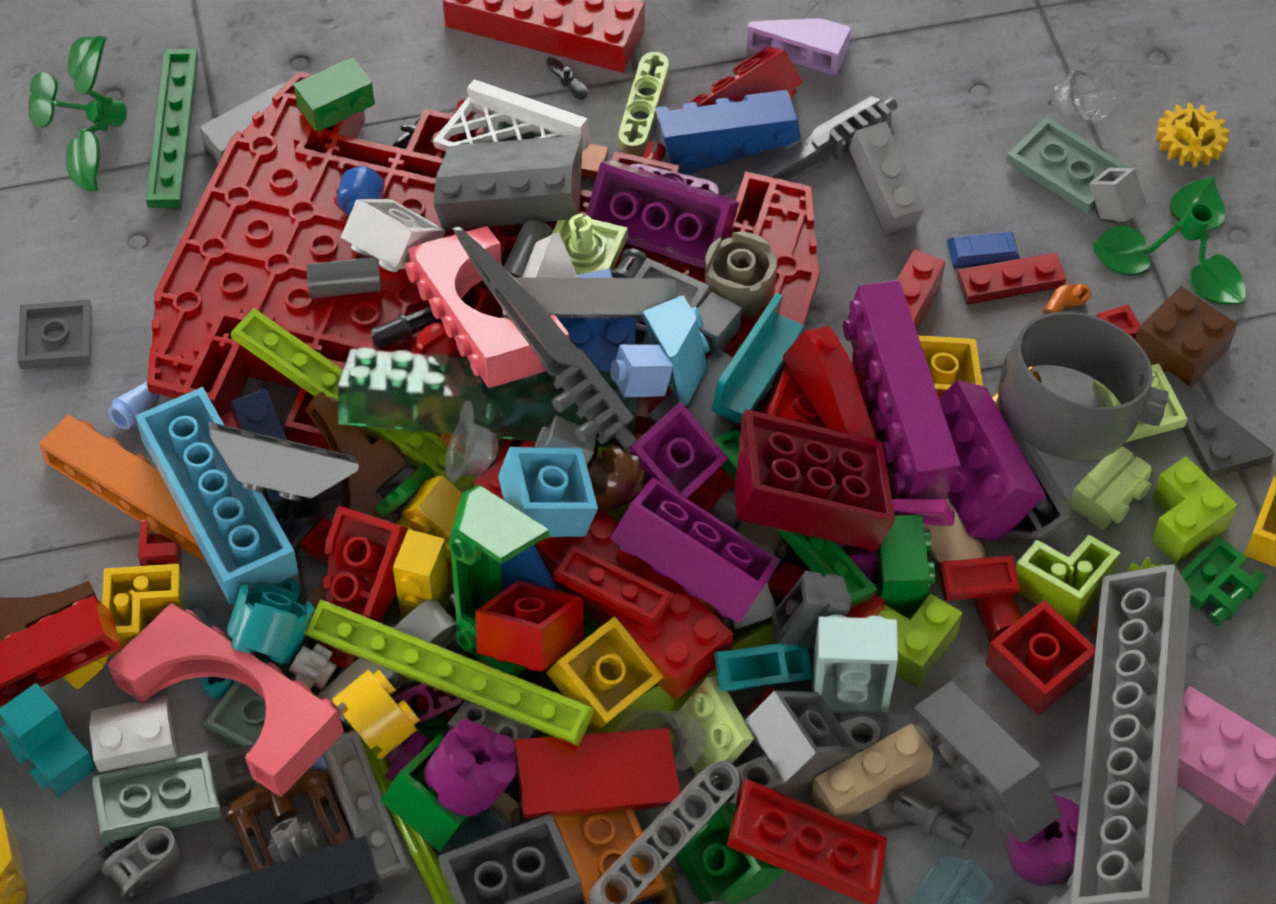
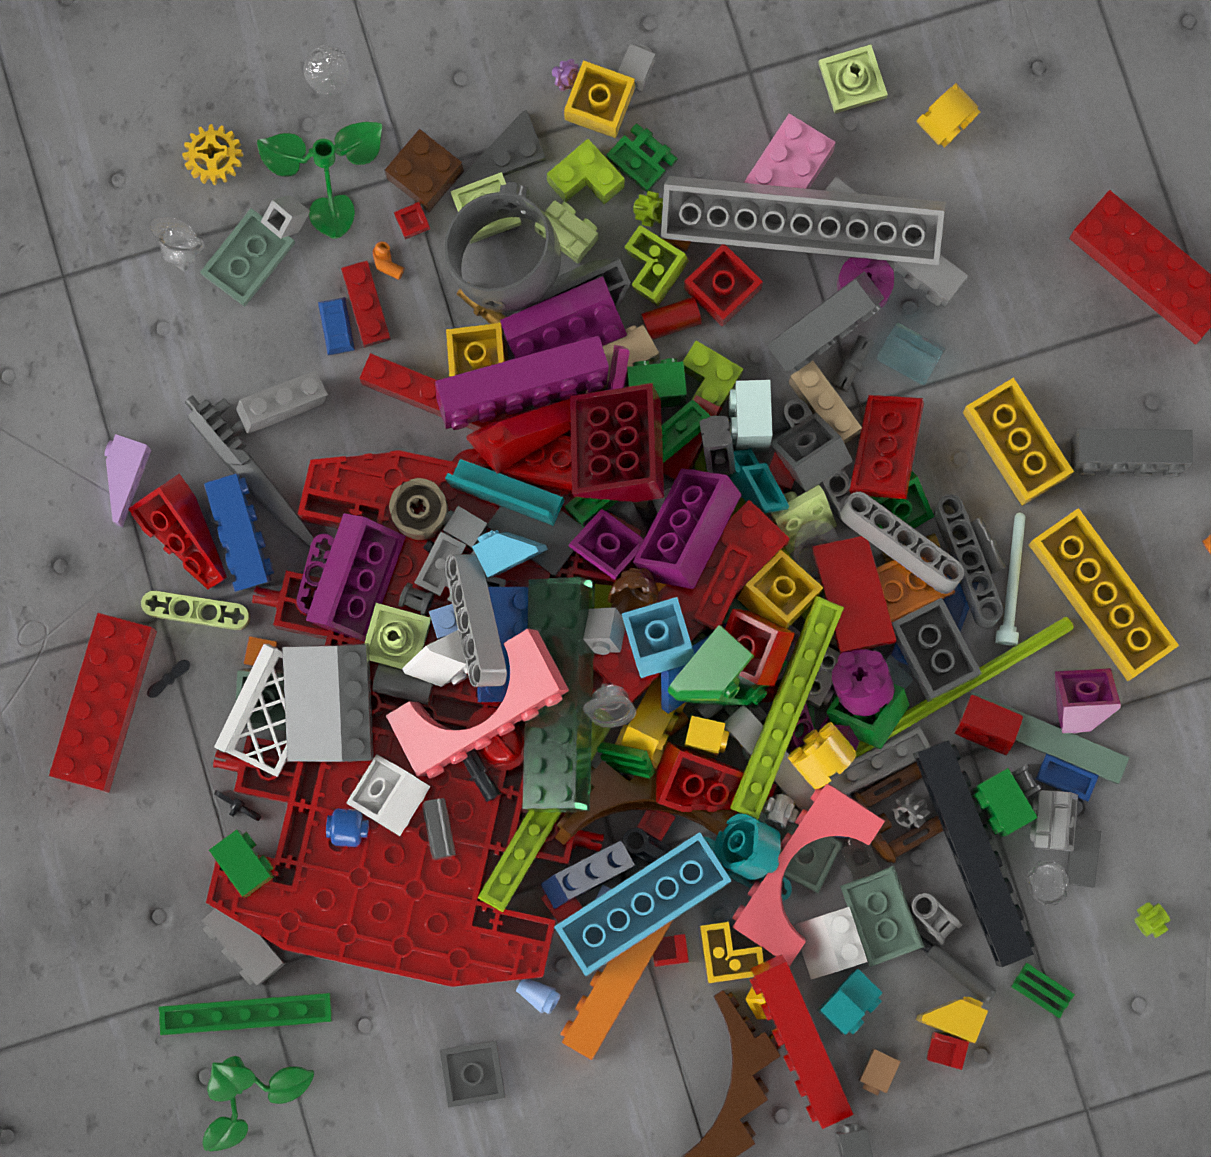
camera: 90 degrees left, 25 degrees up
(279, 463) = (627, 848): wedge -> none
(558, 354) = (566, 619): dark grey piece -> none
(641, 370) = (544, 574): light blue brick -> none
(978, 577) = (664, 328): red tile -> none

